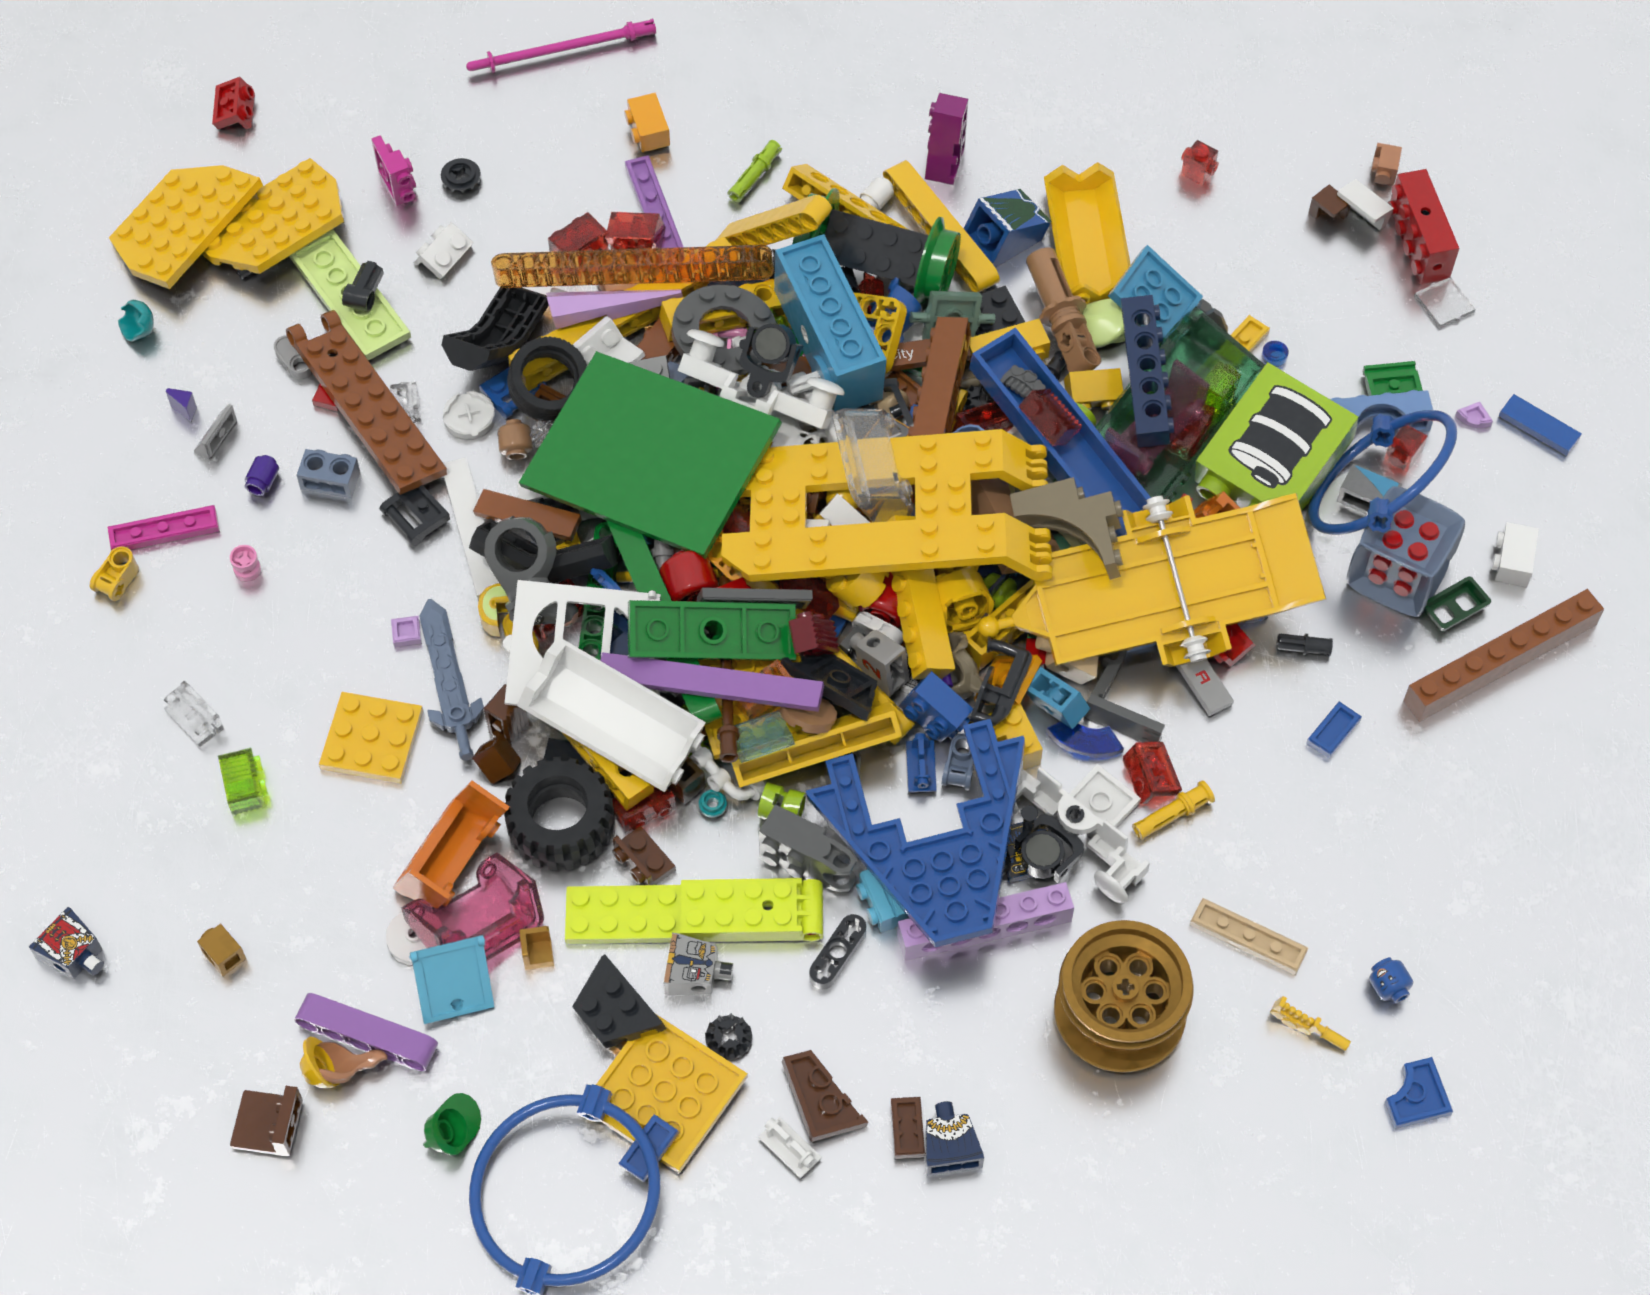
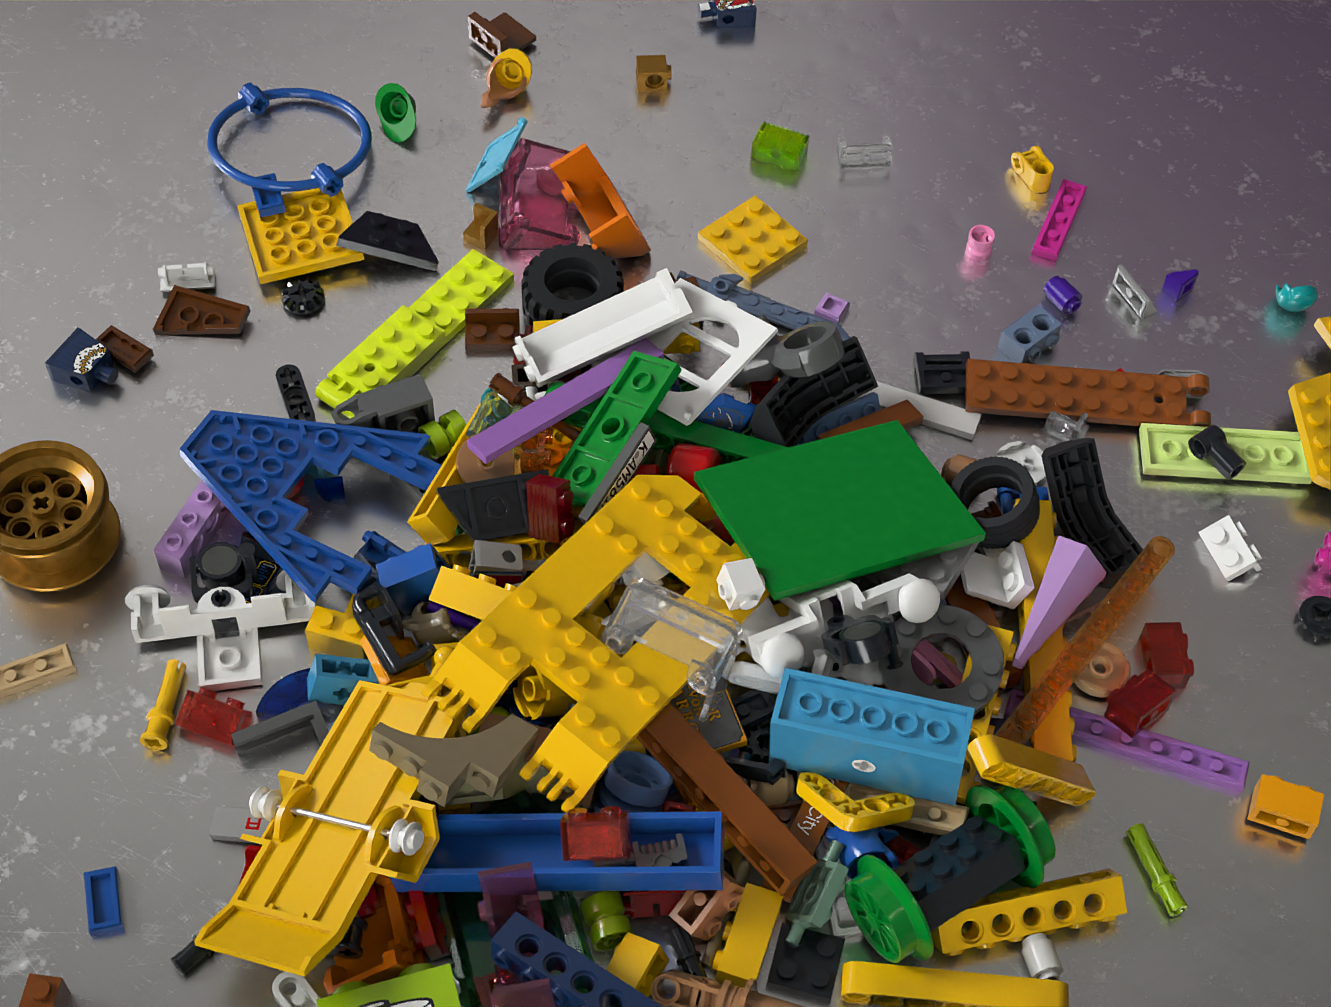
camera: 125 degrees right, 5 degrees down
(366, 1031) = (503, 114): medium lavender beam -> none
(693, 967) = (371, 302): light grey torso -> none
(788, 448) = (740, 584): none -> white brick

